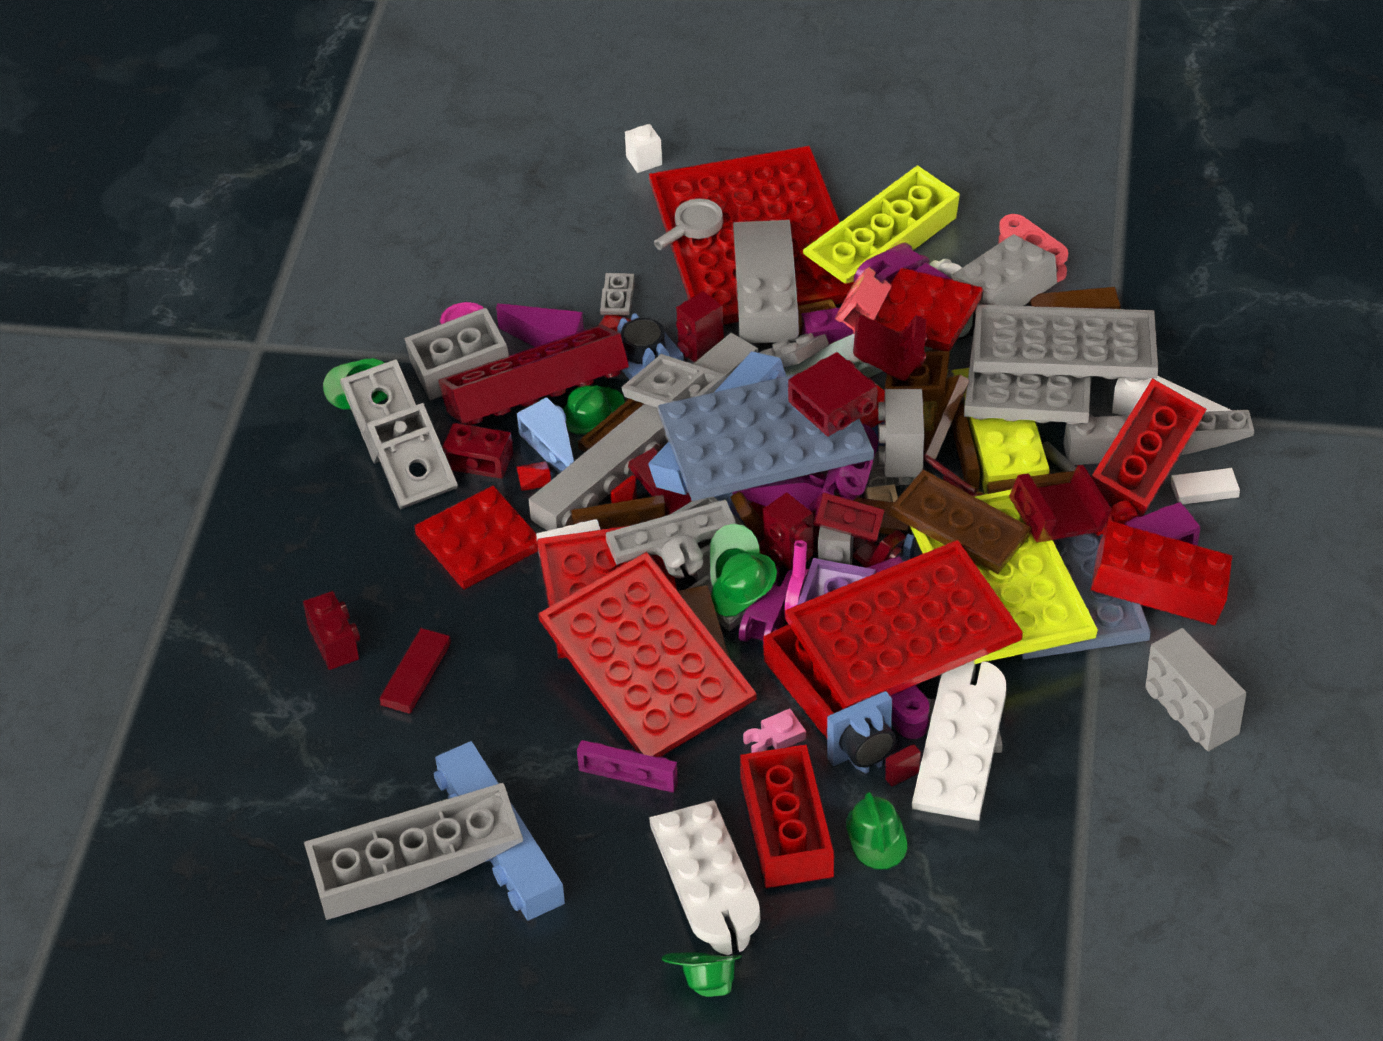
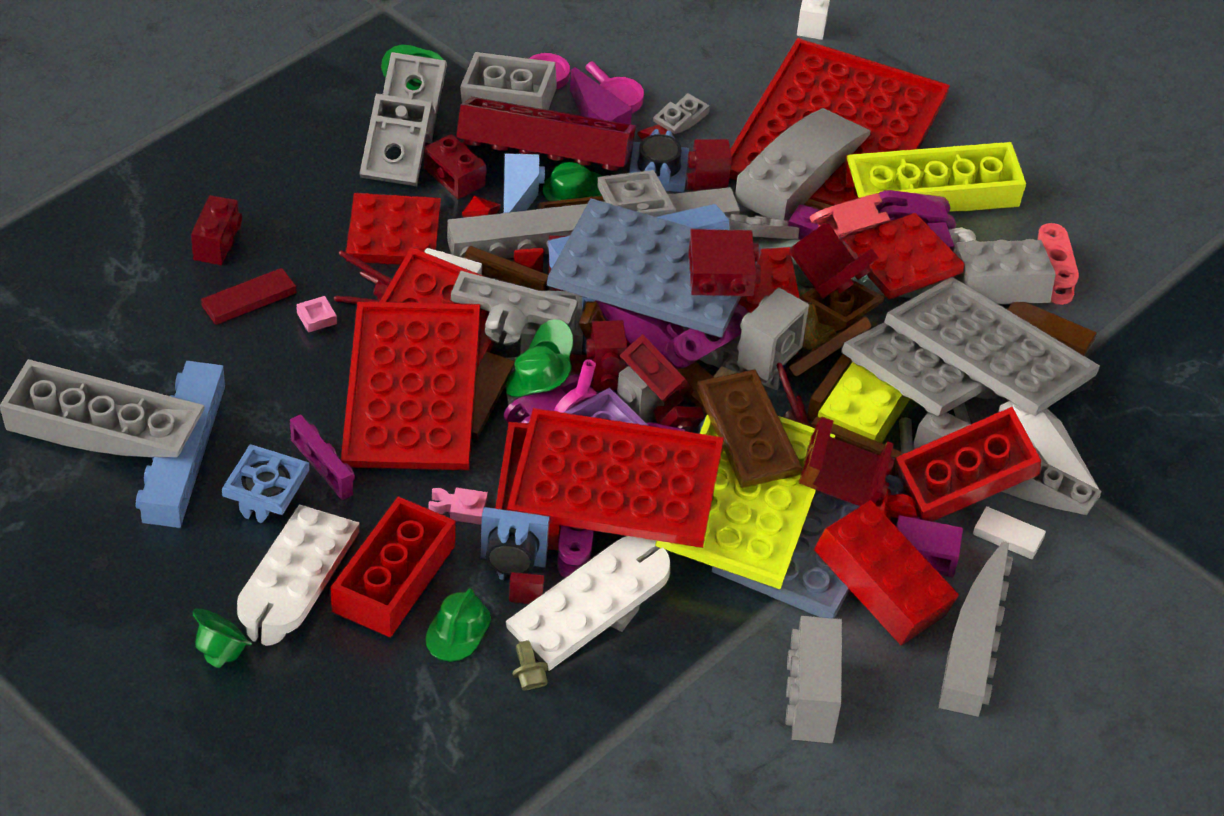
camera: 30 degrees right, 0 degrees up
(493, 649) = (316, 314): none -> bright pink plate
(531, 592) = (381, 281): none -> dark red plant
(543, 298) = (623, 88): none -> dark pink piece
(609, 816) = (265, 482): none -> medium blue piece
(694, 220) = (792, 90): light grey piece -> none
(969, 829) = (530, 674): none -> olive piece
(1266, 584) = (975, 638): none -> light grey slope

